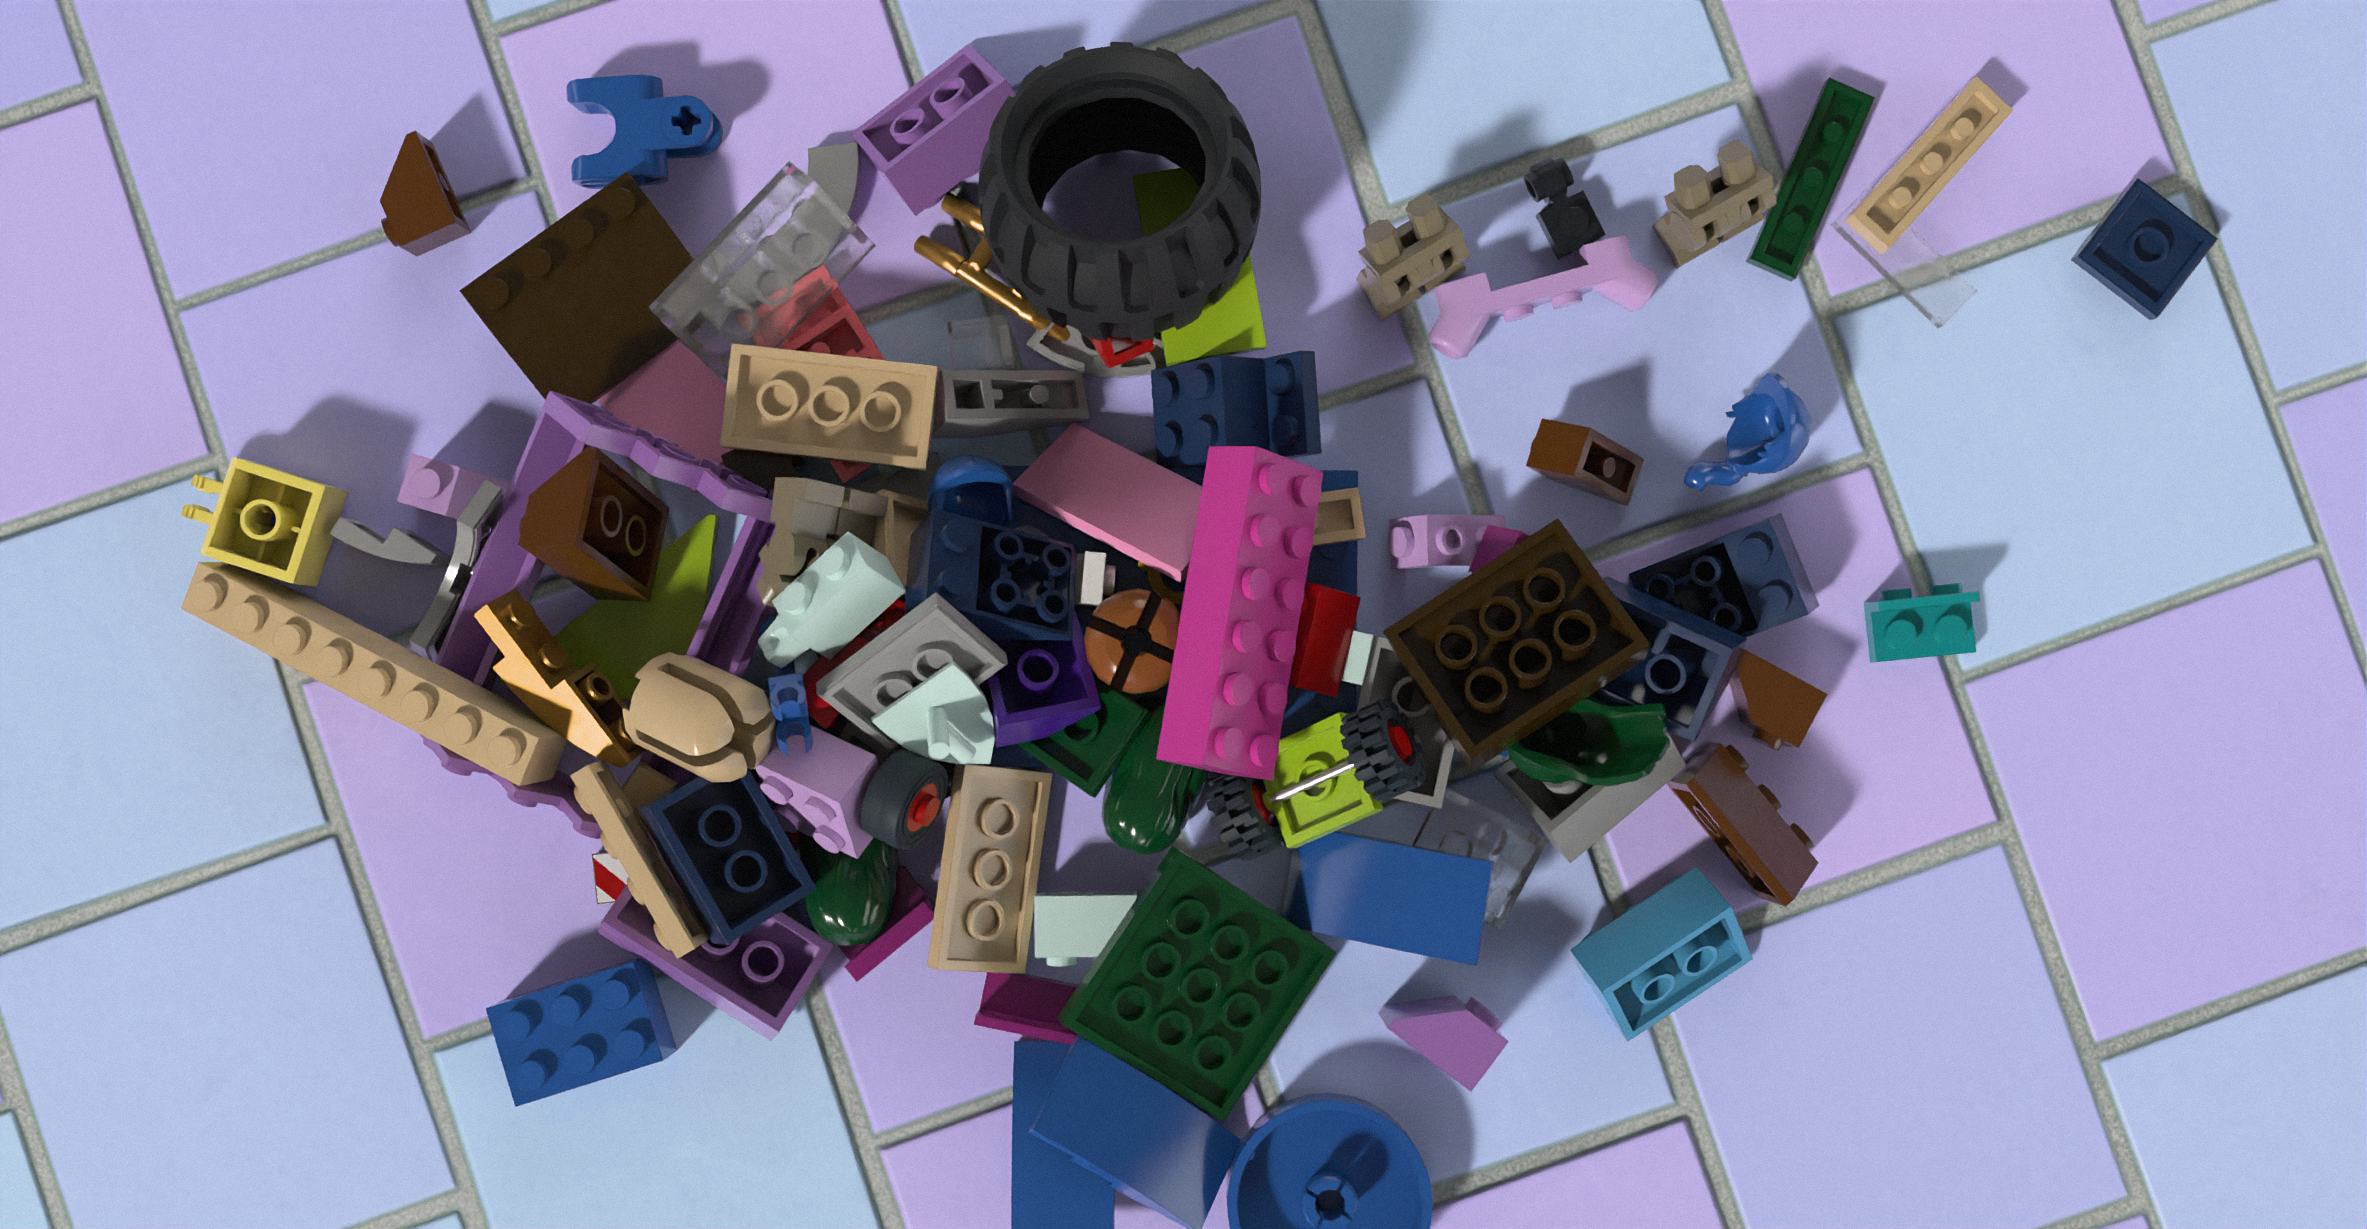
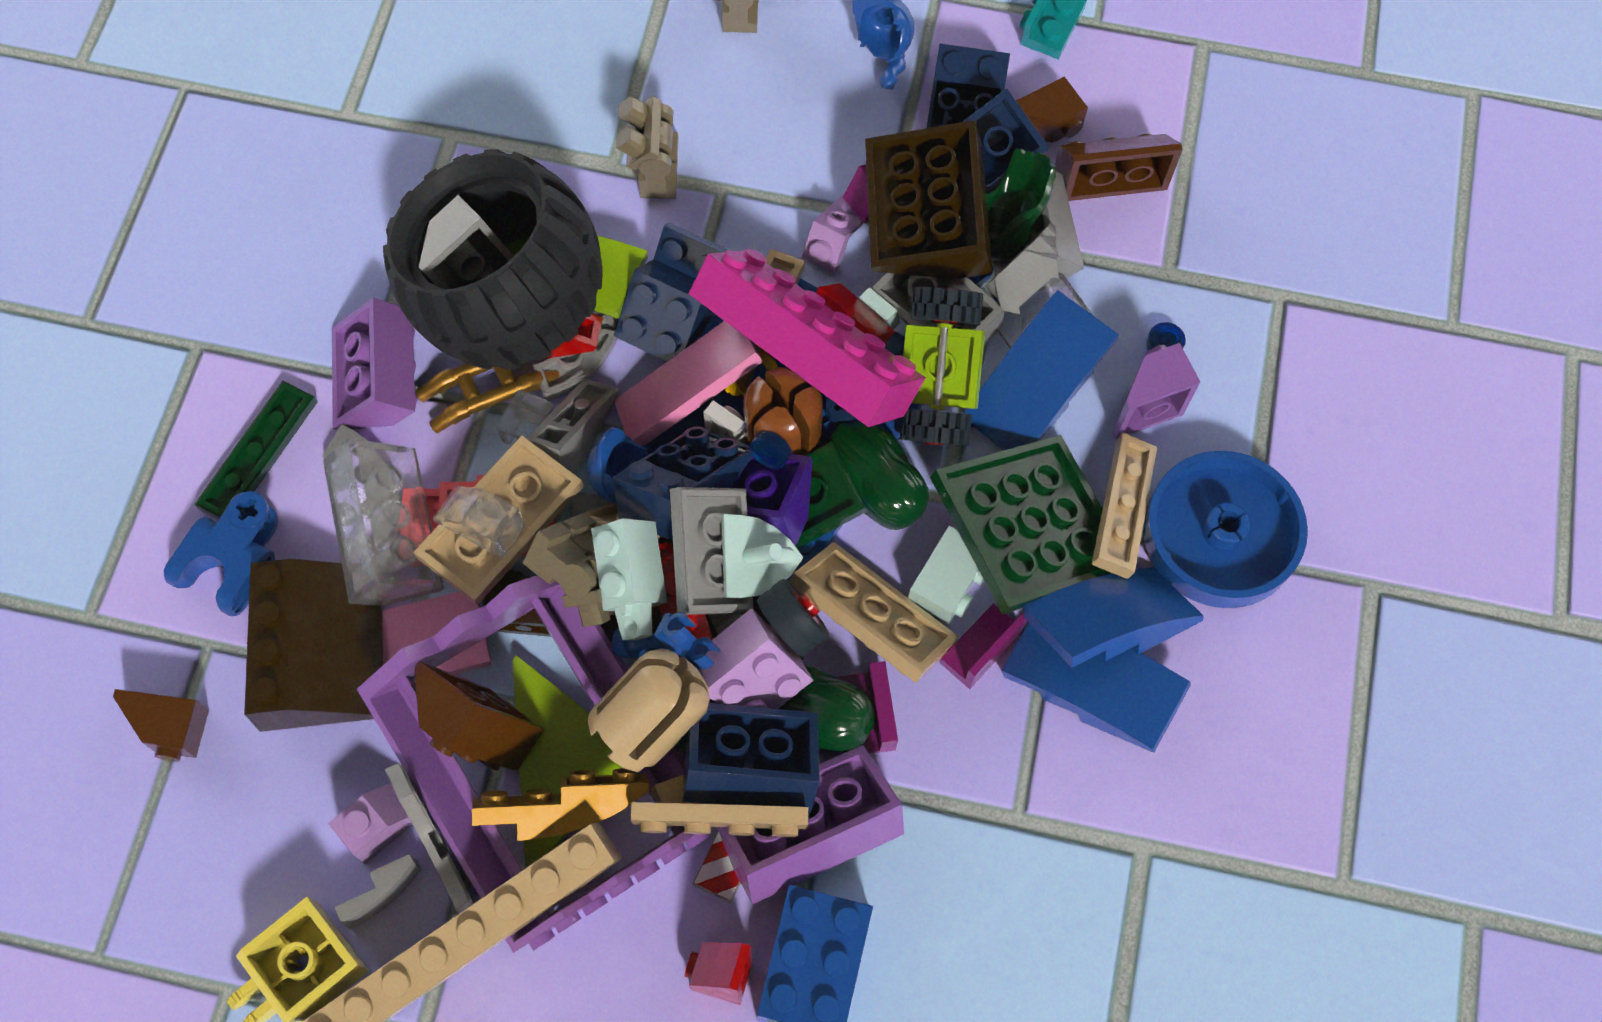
camera: 60 degrees left, 20 degrees down
(507, 946) = (720, 970): none -> slope
(773, 71) = (257, 448): none -> dark green tile
(802, 392) = (481, 519): none -> clear slope
(1074, 659) = (770, 450): none -> clear blue tile
(1108, 166) = (460, 247): none -> light grey slope
(1286, 1075) = (1125, 506): none -> tan plate
(1502, 808) = (1026, 271): none -> light grey slope
(1540, 1005) = (1165, 334): none -> clear blue tile
(1569, 220) = (688, 67): black plate -> none
(1584, 460) = (836, 131): reddish brown slope -> none
(1602, 268) = (700, 136): lavender plate -> none
(1662, 952) = (1171, 251): dark azure slope -> none

